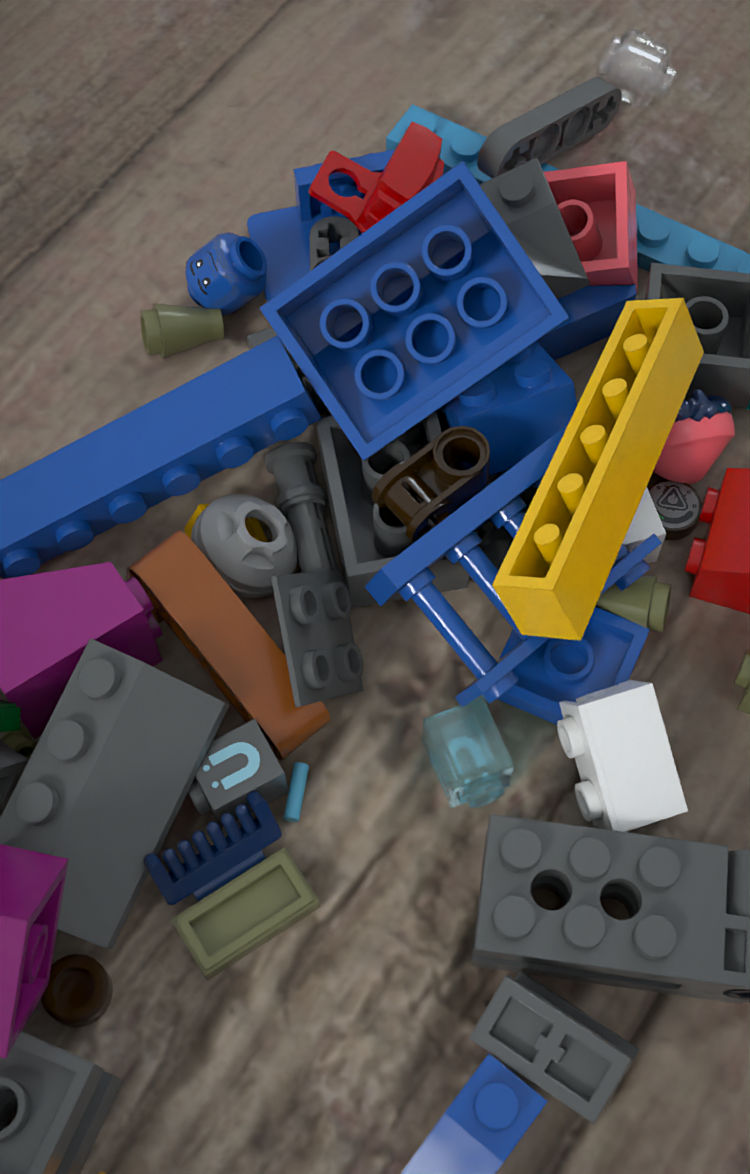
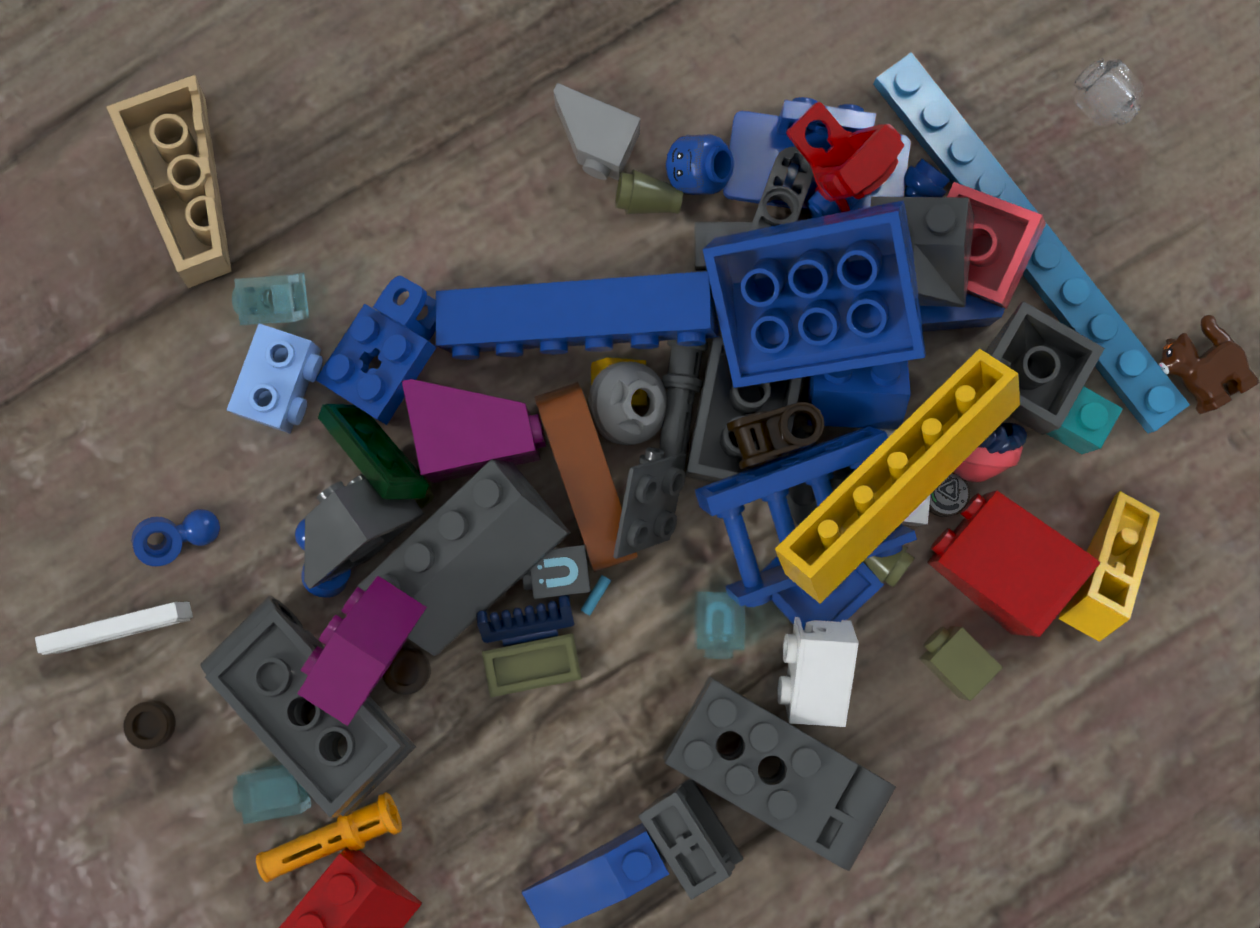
camera: 15 degrees right, 20 degrees up
(94, 285) = (597, 132): none -> light grey slope
(551, 127) = (1007, 133): dark grey beam -> none

